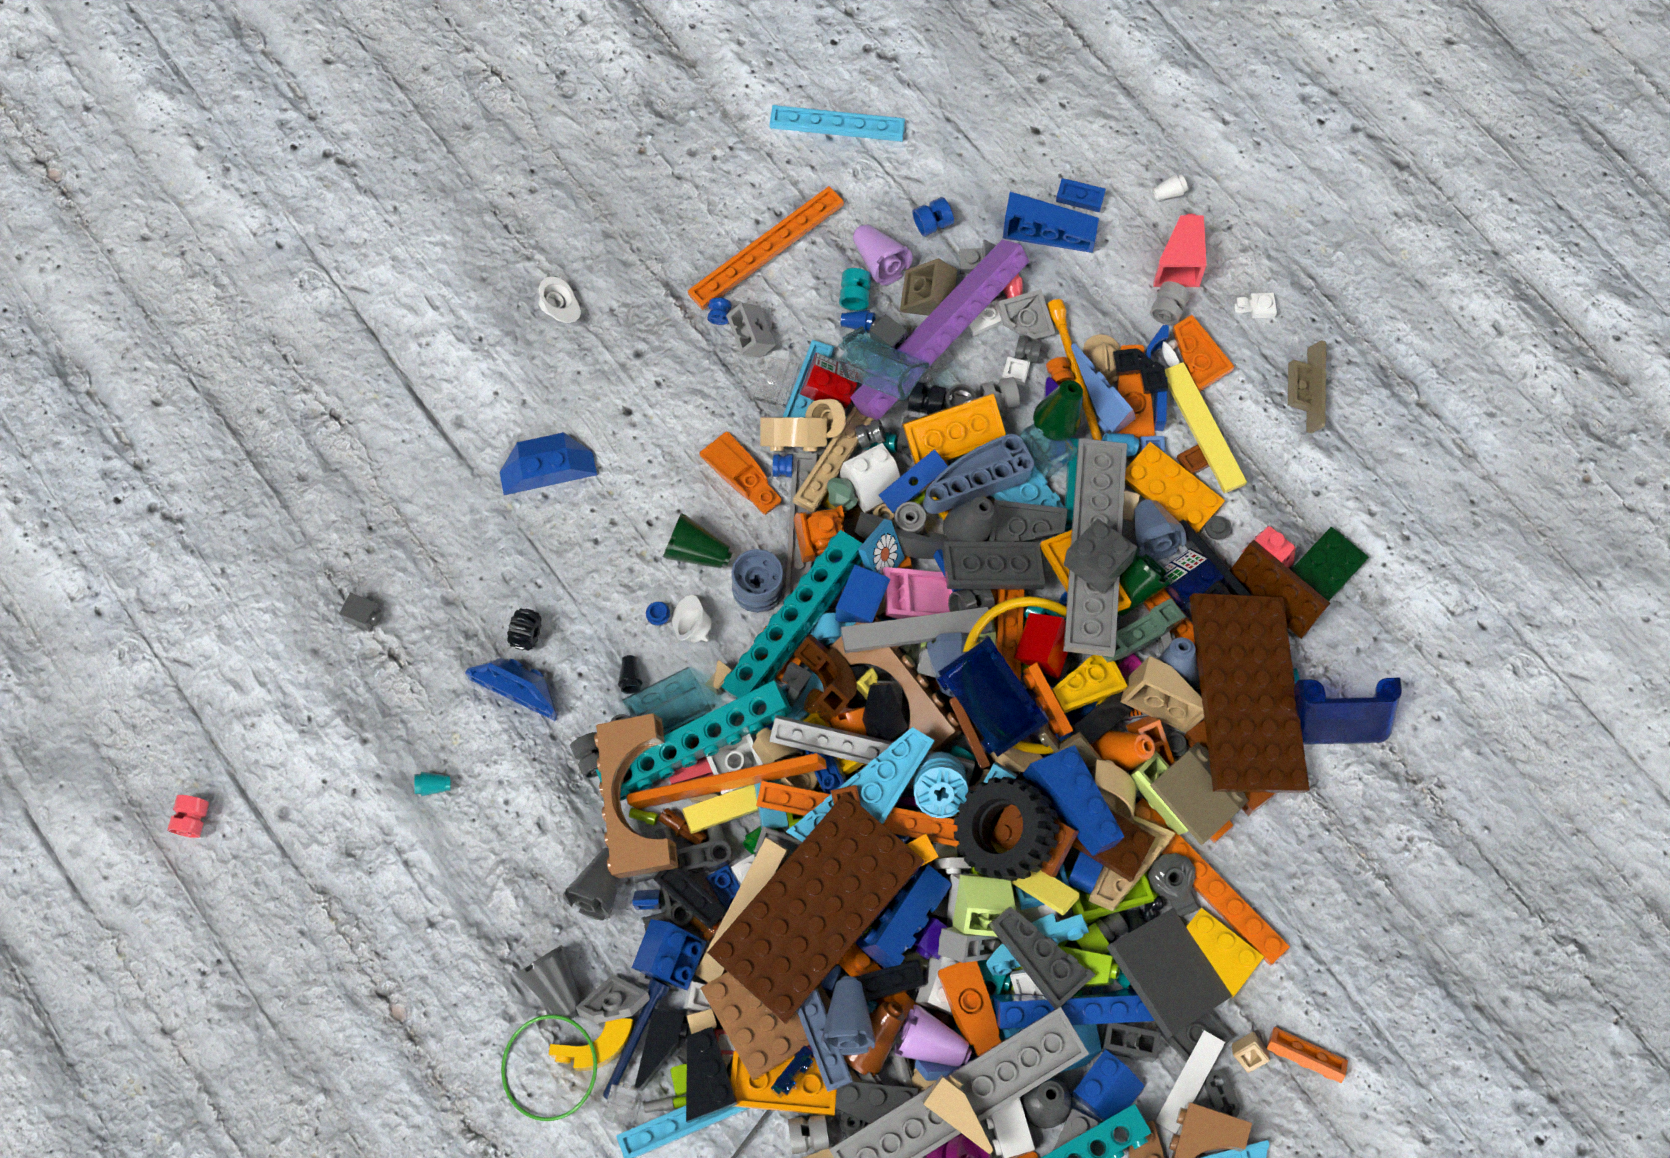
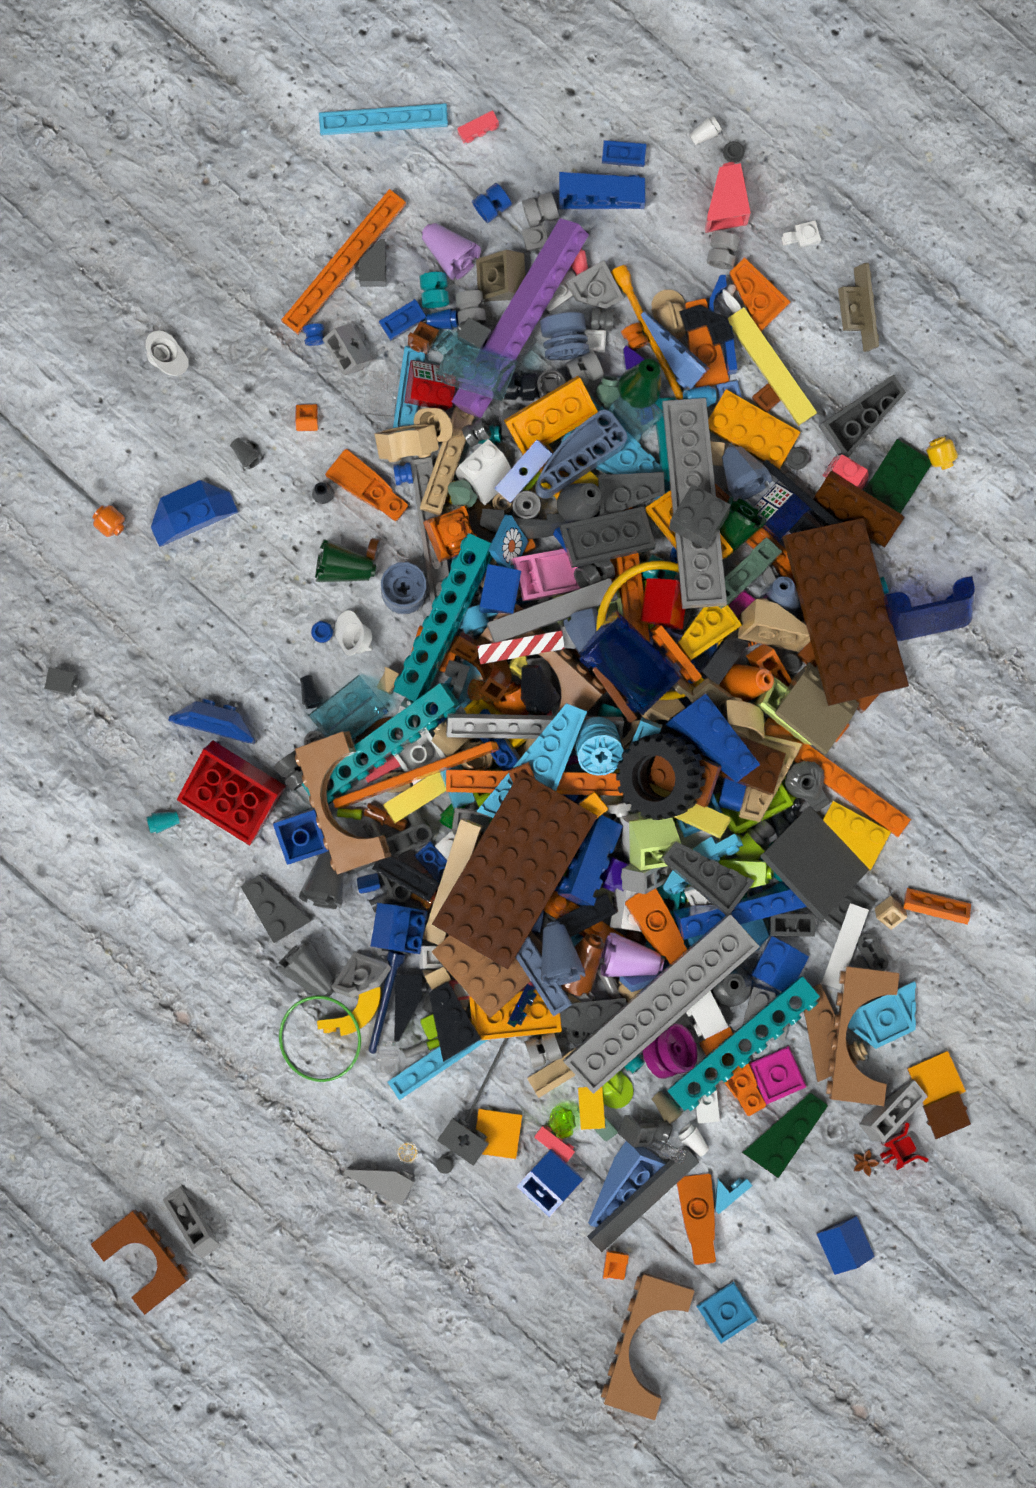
camera: 10 degrees left, 15 degrees up
(455, 455) = (108, 521): none -> orange head
(515, 766) = (230, 792): none -> red slope
(524, 629) = (209, 671): black gear -> none
(532, 908) = (273, 909): none -> dark grey wing
(579, 827) = (299, 836): none -> blue slope
(620, 417) = (246, 454): none -> dark grey cone
(691, 468) = (324, 497): none -> black cone
(692, 393) = (306, 417): none -> orange slope
(733, 535) = (373, 548): none -> reddish brown tile
(796, 256) = (373, 266): none -> dark grey slope
(815, 313) = (402, 320): none -> blue plate
(832, 333) = (423, 338): none -> dark orange bracket
(873, 661) = (521, 647): none -> sticker
(892, 305) = (470, 306): none -> light grey wheel
(933, 145) = (478, 127): none -> coral piece
(952, 1105) = (657, 1010): tan slope -> none
(979, 230) = (540, 209): none -> light grey wheel
(984, 355) = (565, 336): none -> sand blue wheel
(1020, 419) = (607, 390): none -> sand green rock
(1197, 208) = (733, 152): none -> dark grey plate
(1290, 496) = (854, 422): none -> dark grey wedge
(1380, 549) = (942, 452): none -> yellow head

